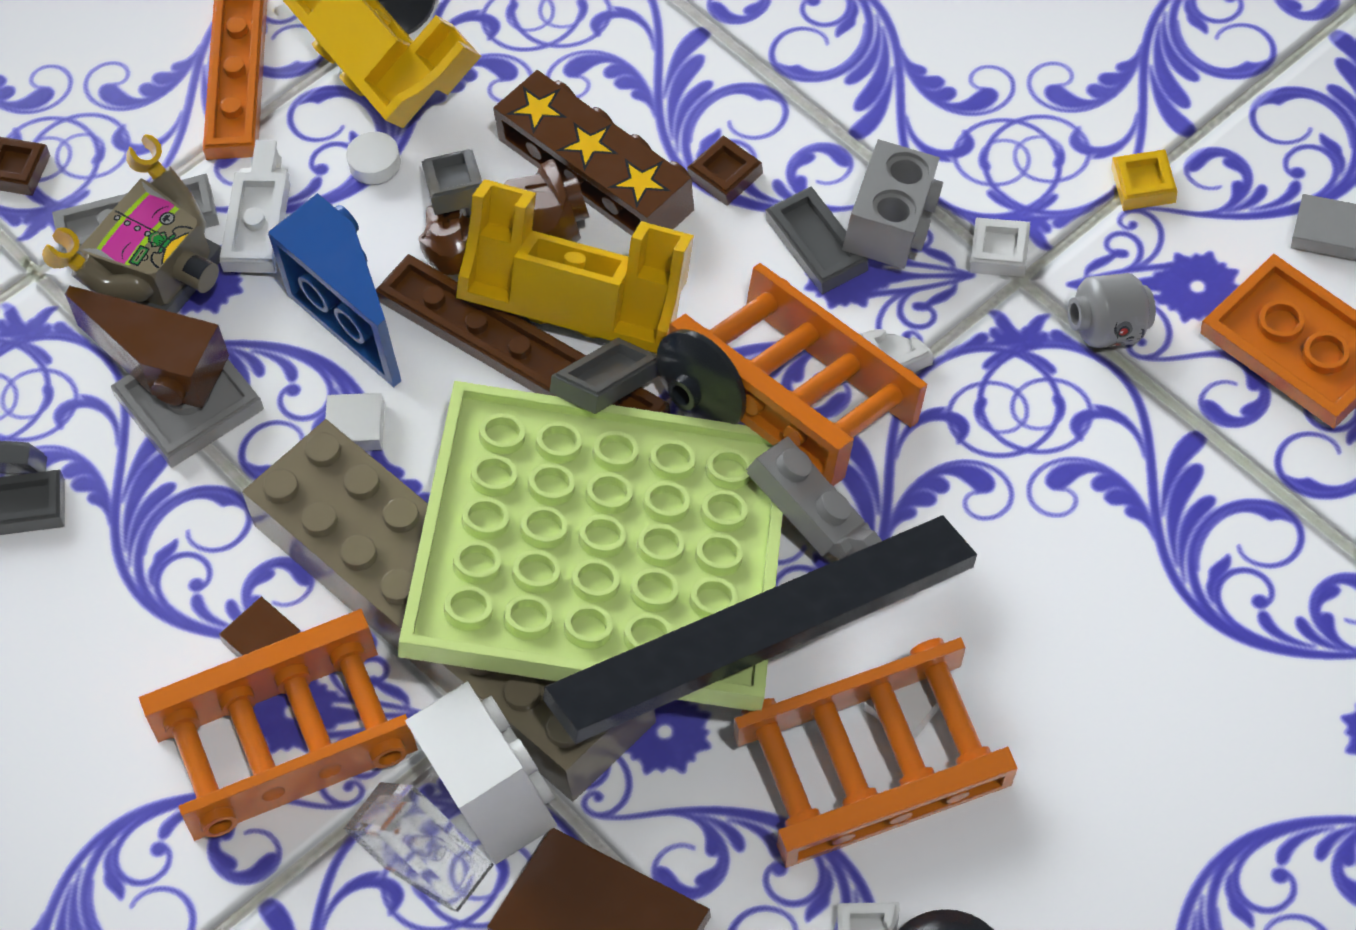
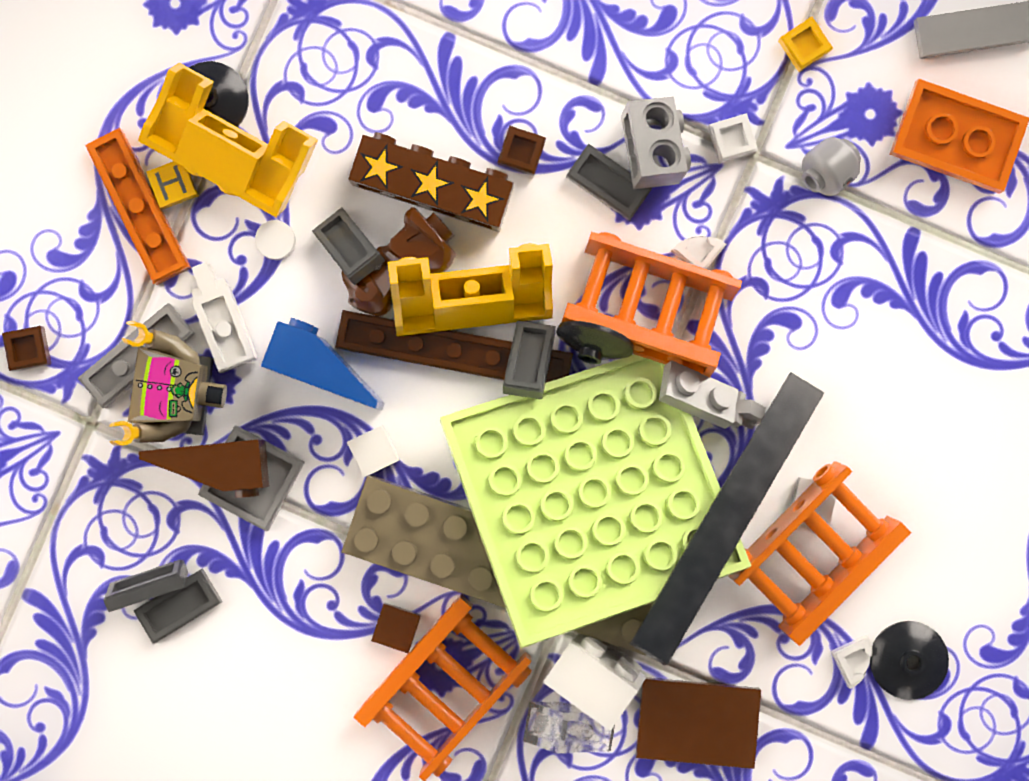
camera: 25 degrees left, 30 degrees up
(288, 62) = (171, 184): none -> yellow tile

